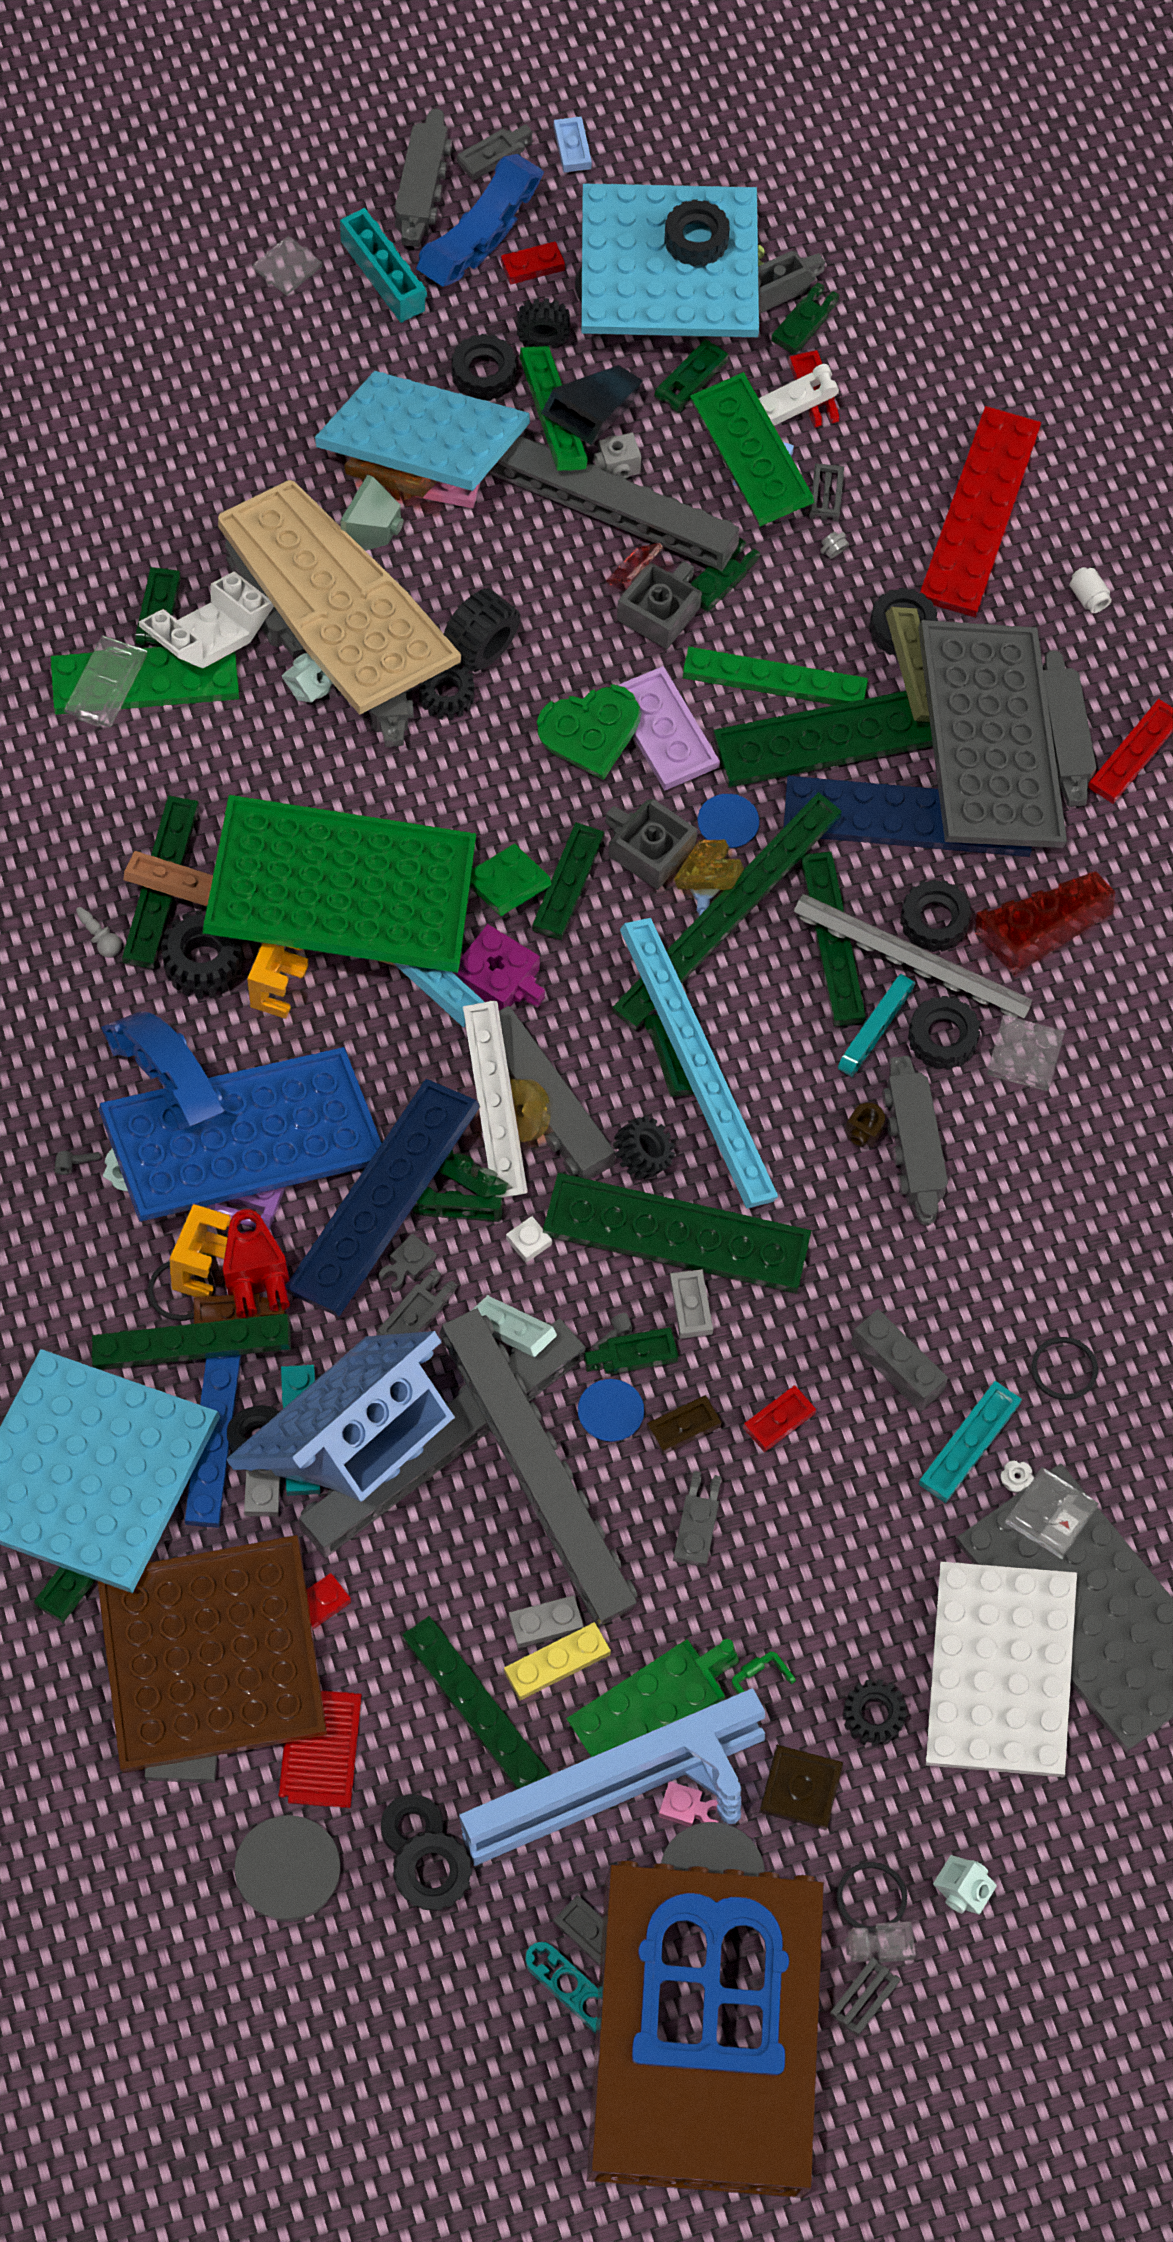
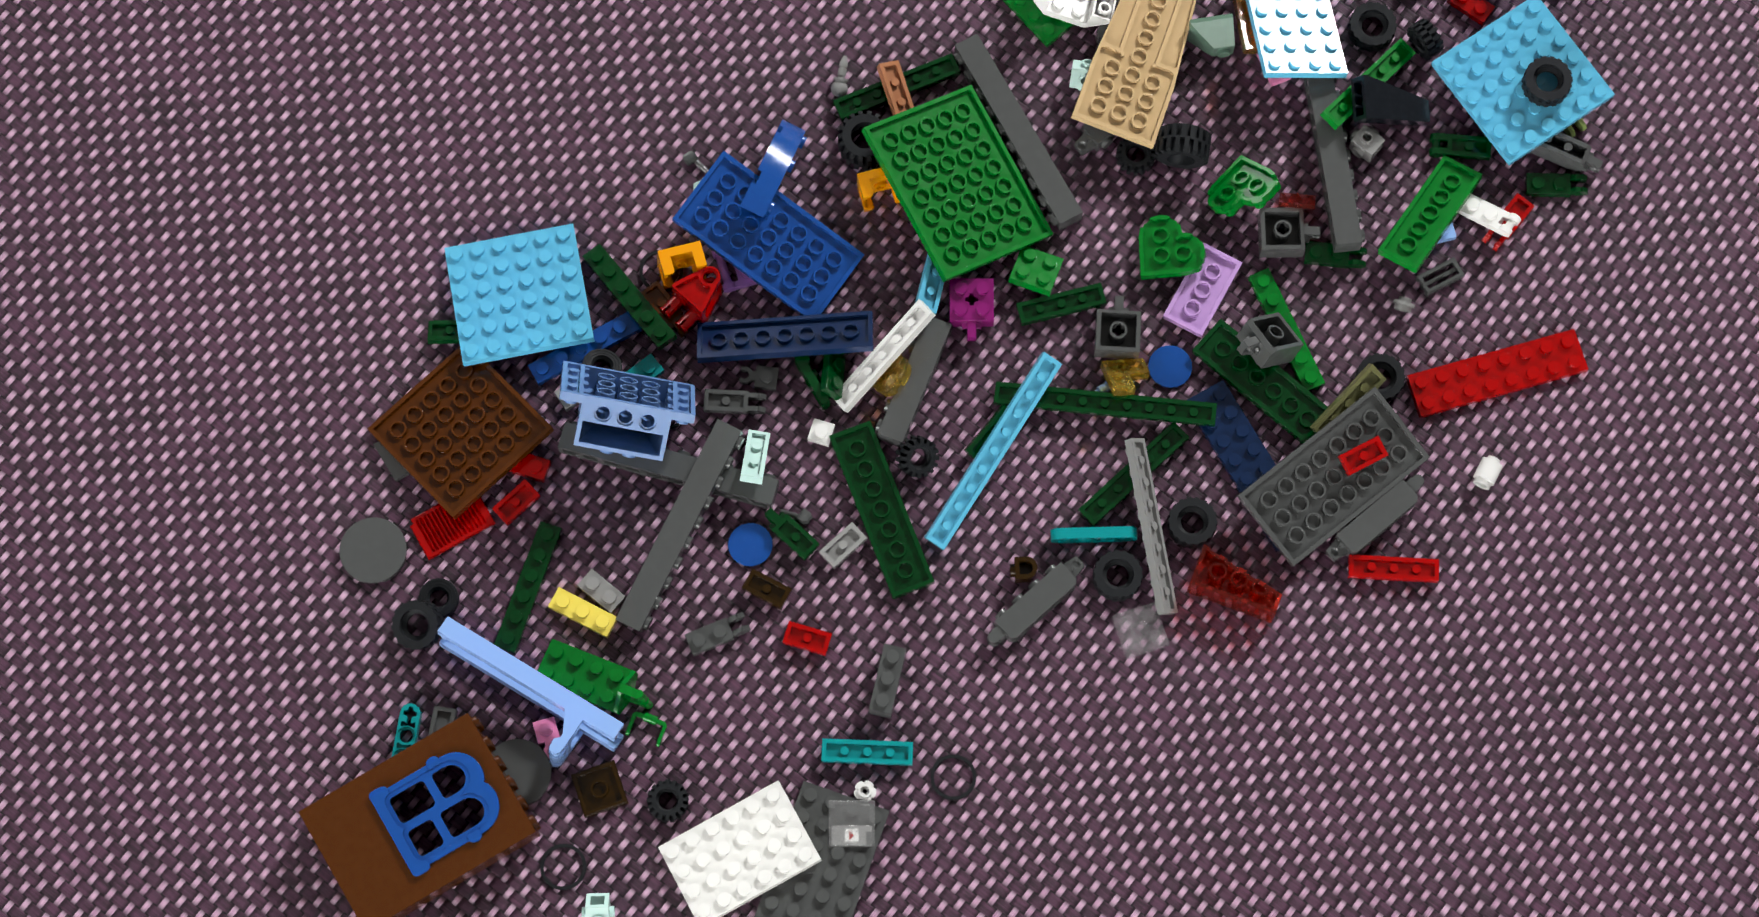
camera: 60 degrees right, 10 degrees up
(344, 790) = (1018, 133): none -> dark grey brick
(355, 1648) = (516, 502): none -> red plate
(573, 605) = (1242, 185): none -> green plate
(782, 693) = (1269, 340): none -> dark grey hinge
(882, 1973) = (483, 896): dark grey tile -> none
(891, 1942) = (542, 892): clear plate -> none
(993, 683) = (1363, 455): none -> red plate

